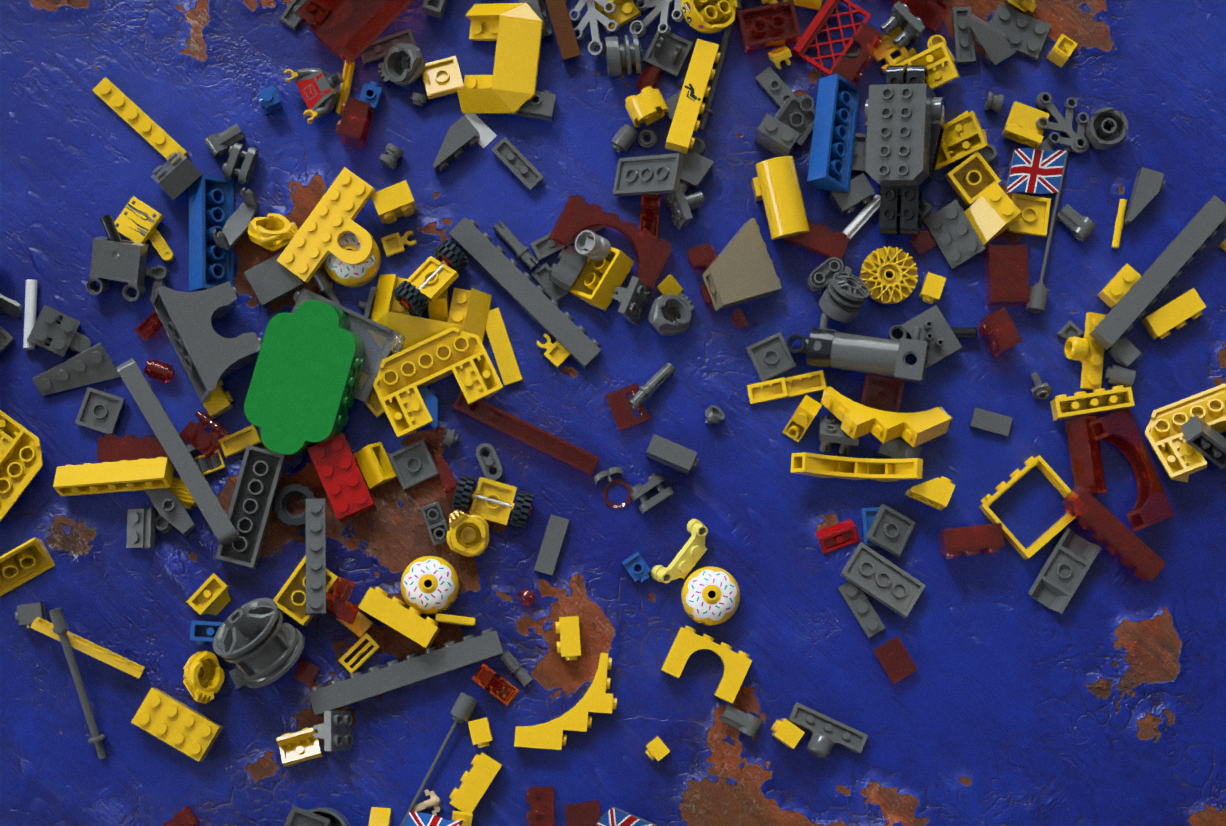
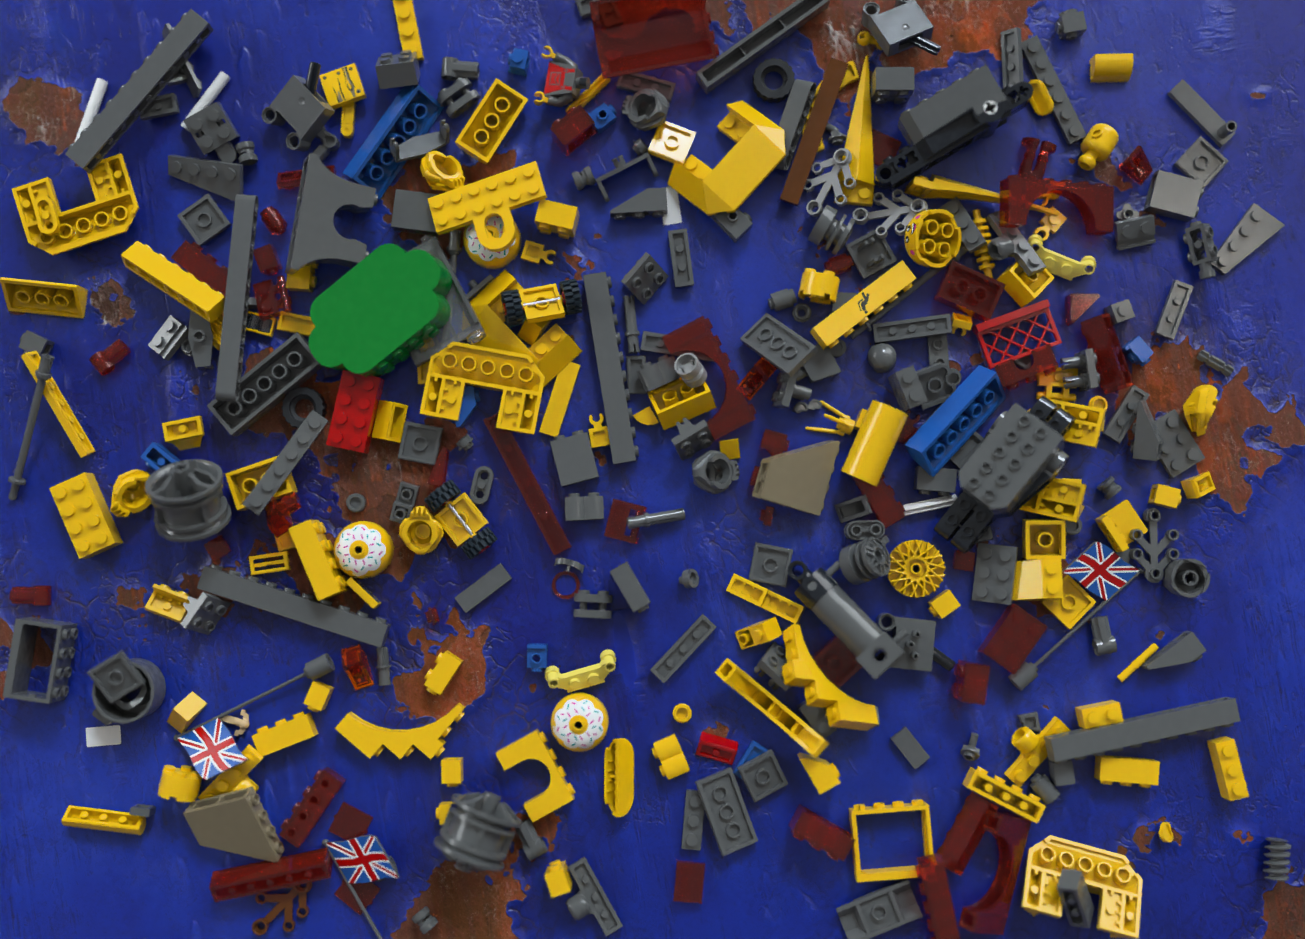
camera: 40 degrees right, 5 degrees up
(96, 331) = (246, 153): none -> dark grey wheel
(100, 585) = (105, 360): none -> clear red piece
(177, 406) = (267, 260): none -> clear red brick
(283, 163) = (491, 121): none -> yellow brick
(395, 552) = (356, 502): none -> dark grey tile
(414, 124) = (621, 165): none -> dark grey piece
(500, 200) = (644, 278): none -> dark grey plate
(549, 385) = (574, 458): none -> dark grey brick
(583, 311) = (646, 417): none -> yellow tile
(587, 419) = (584, 508): none -> dark grey brick
(636, 712) = (452, 771): none -> yellow brick
(694, 740) = (477, 832): none -> dark grey wheel
(704, 211) = (803, 407): none -> dark grey piece
(738, 128) = (882, 357): none -> dark grey hair
(745, 88) = (912, 328): none -> dark grey plate
(746, 202) = (844, 423): none -> yellow plant
(750, 474) = (683, 648): none -> dark grey plate
(775, 615) = (619, 776): none -> yellow brick
(788, 528) = (682, 713): none -> yellow plate
(802, 170) = (908, 429): none -> clear red plate
(804, 263) = (853, 508): none -> dark grey slope
(805, 568) = (671, 756): none -> yellow brick
(1042, 77) = (1164, 496): none -> yellow brick

